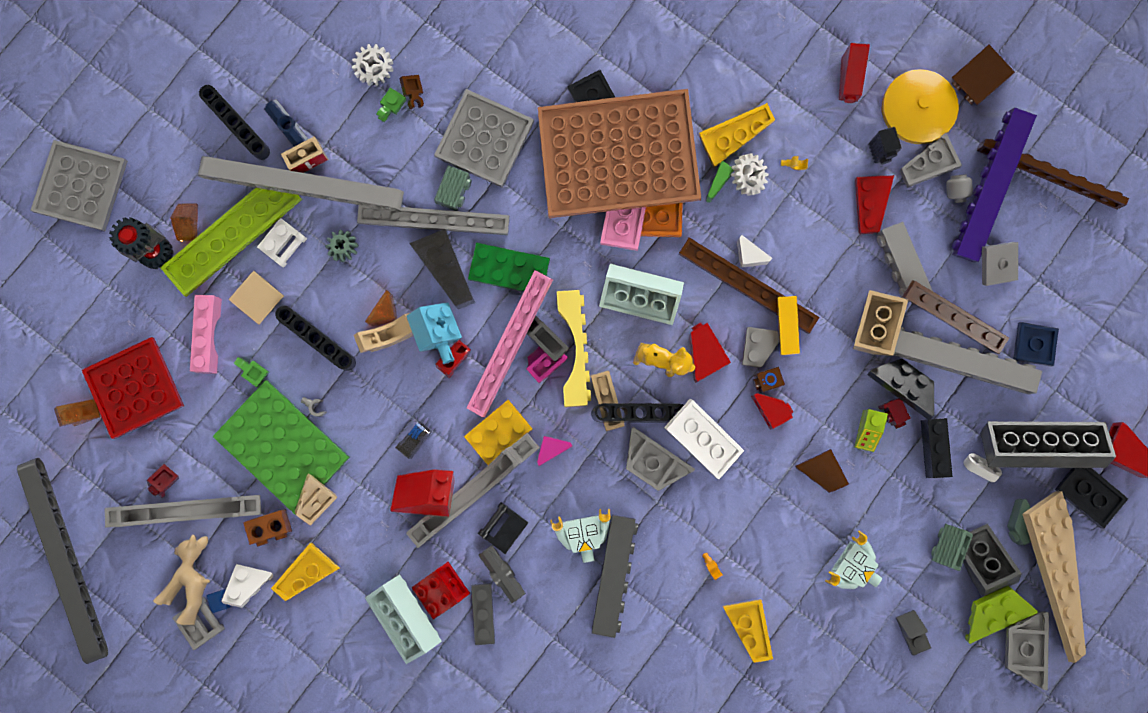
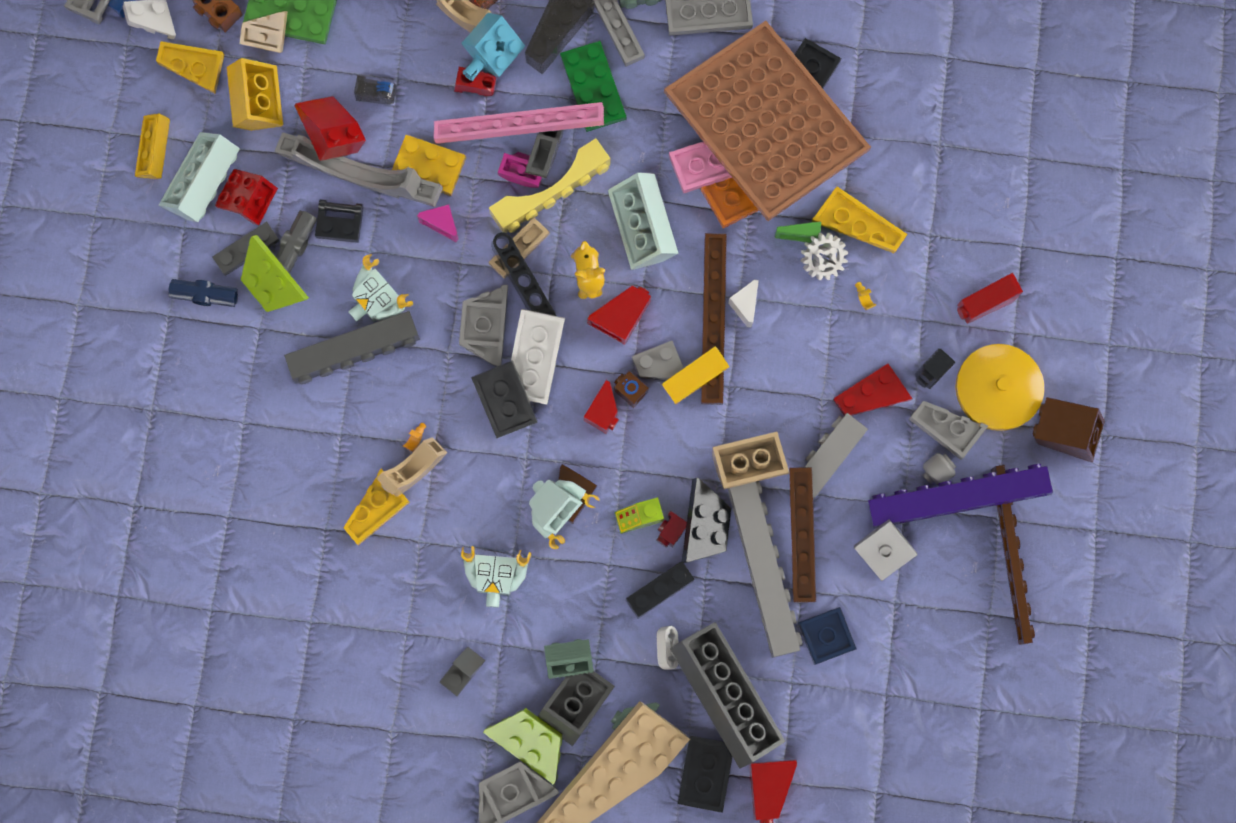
camera: 50 degrees right, 5 degrees down
(354, 642) = (152, 146): none -> yellow slope
(361, 537) = (254, 95): none -> yellow slope
(501, 668) = (203, 293): none -> dark blue piece
(522, 610) = (268, 278): none -> lime wing
(724, 481) = (504, 399): none -> black plate
(738, 584) = (413, 468): none -> tan arch
(830, 490) = (555, 505): none -> light aqua torso

